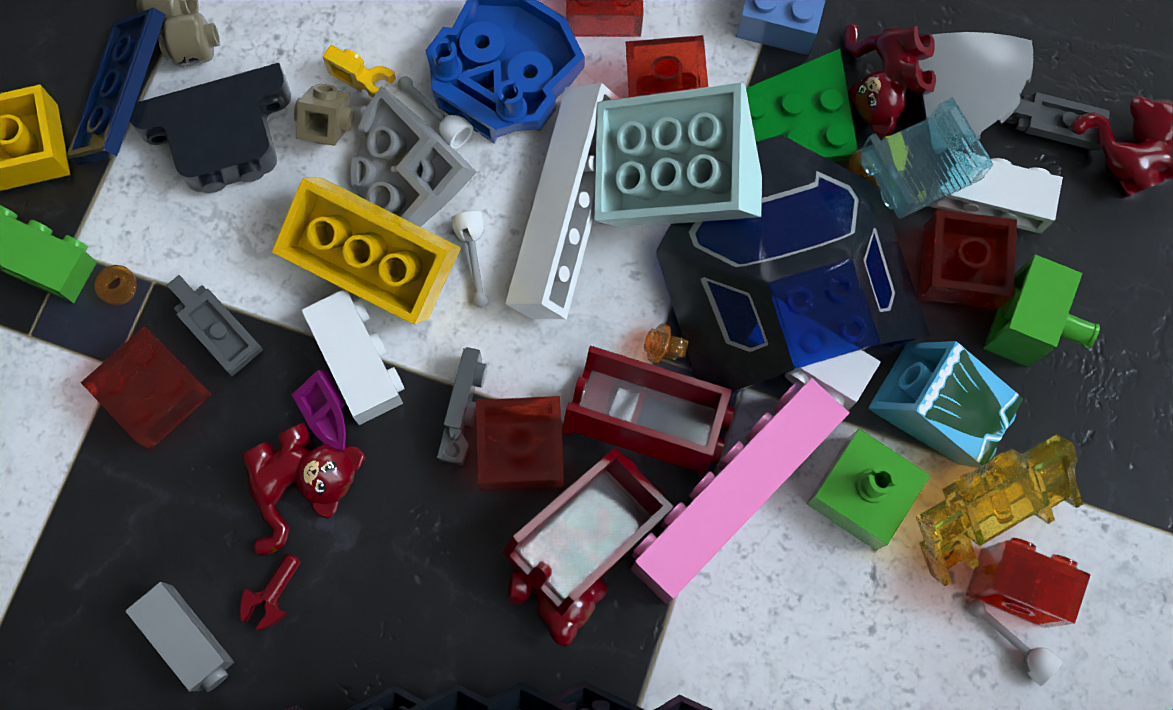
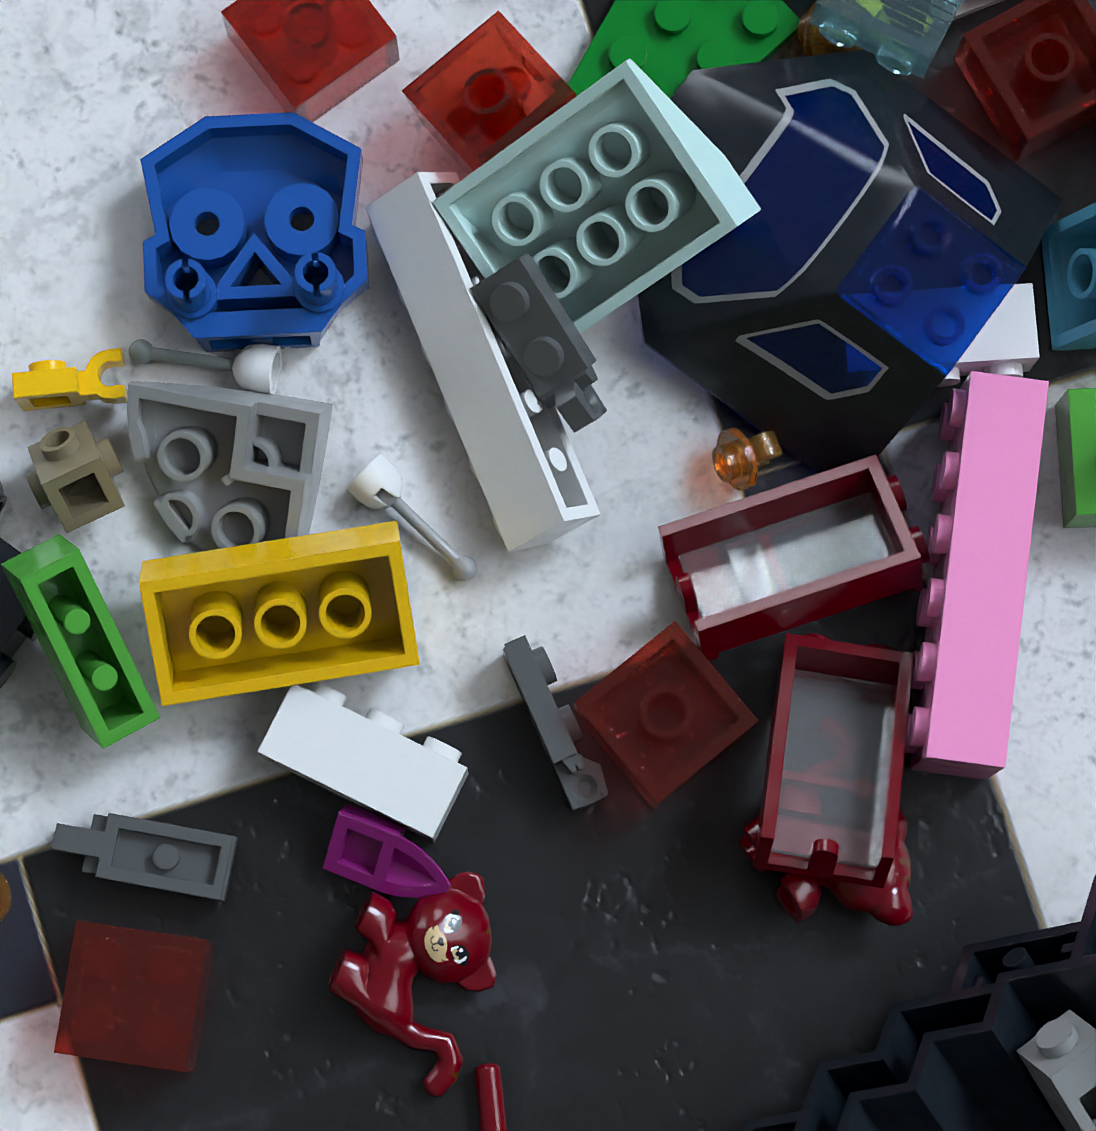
camera: 35 degrees left, 5 degrees up
(256, 191) = (80, 640): none -> bright green brick
(601, 208) = (542, 340): none -> dark grey hinge

